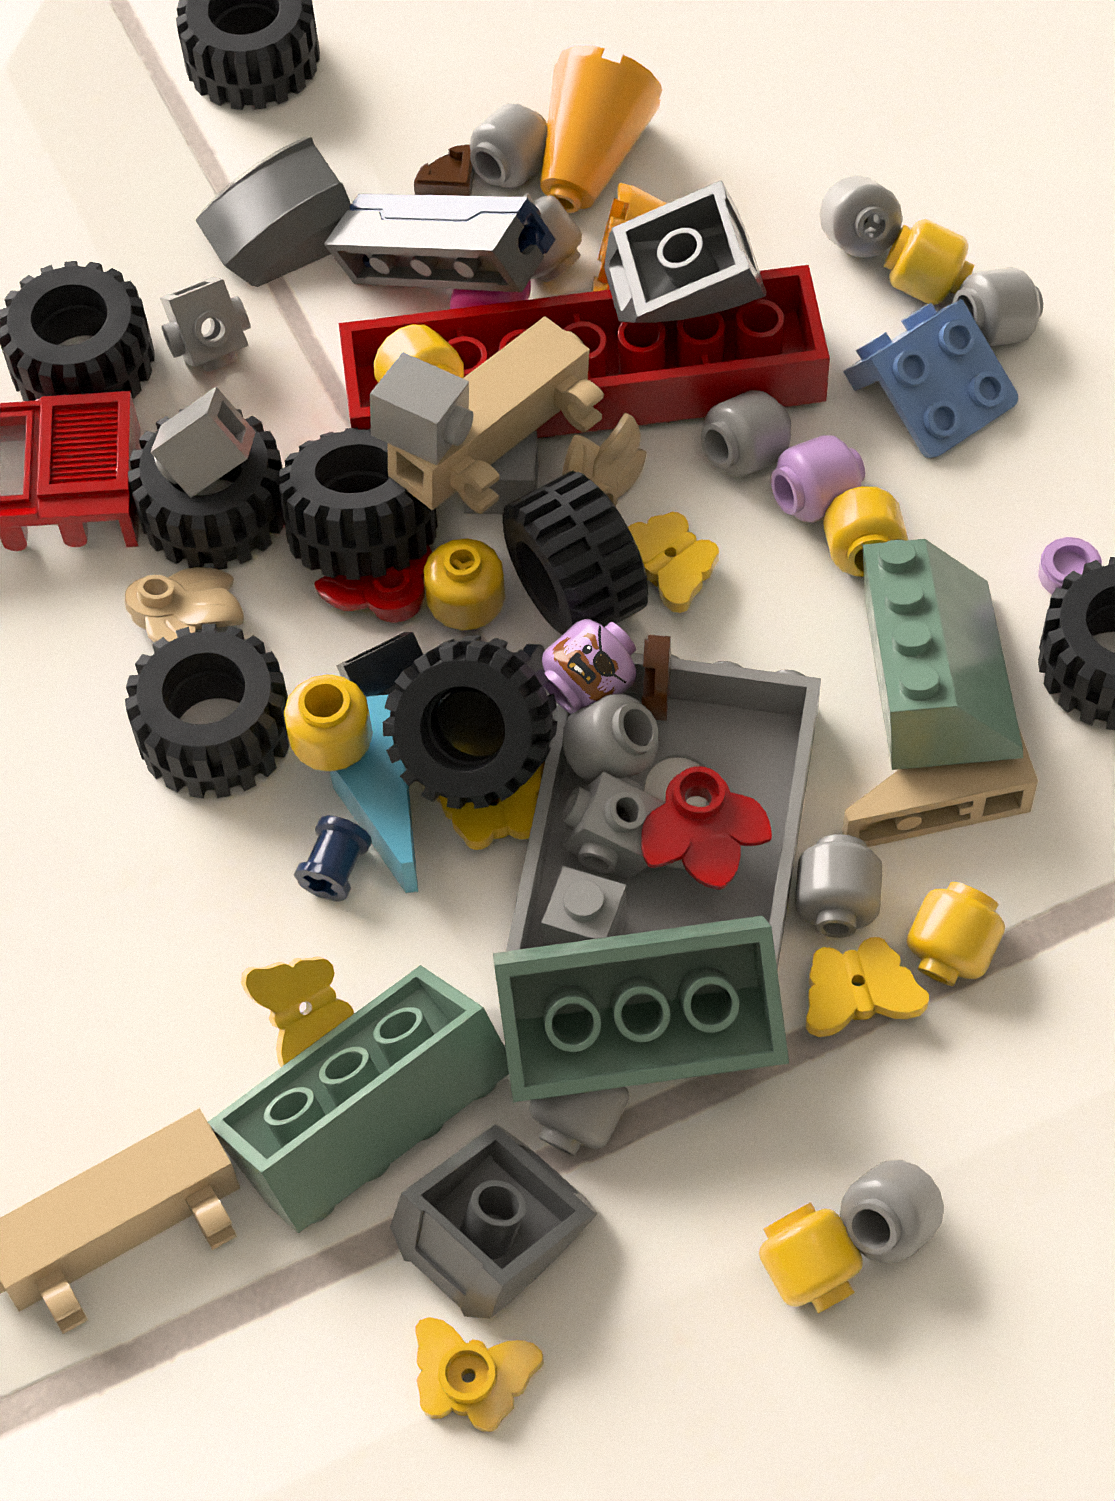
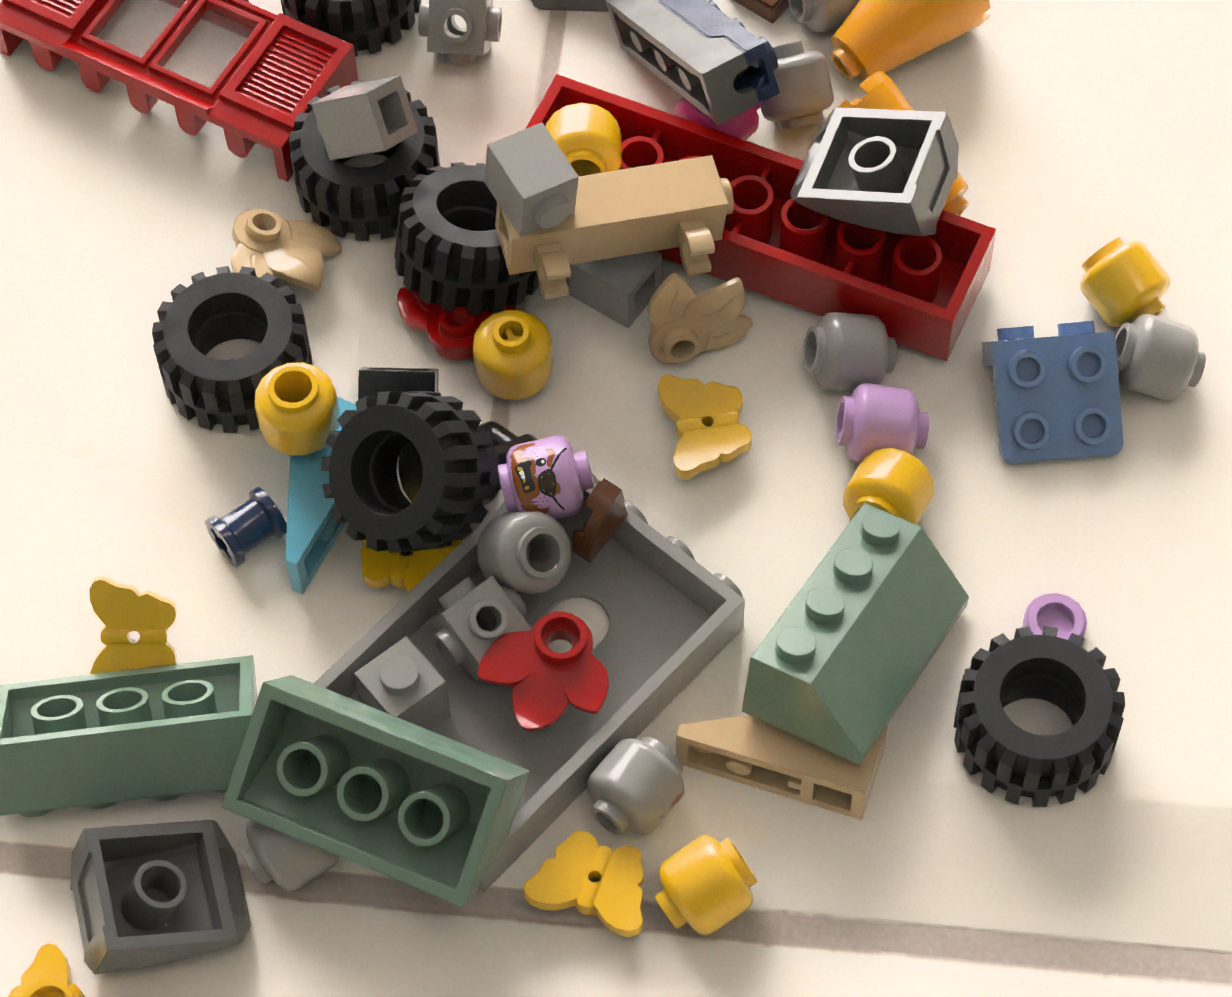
camera: 30 degrees right, 0 degrees up
(575, 553) = (608, 379): black tyre -> none
(860, 216) = (1100, 196): light grey head -> none

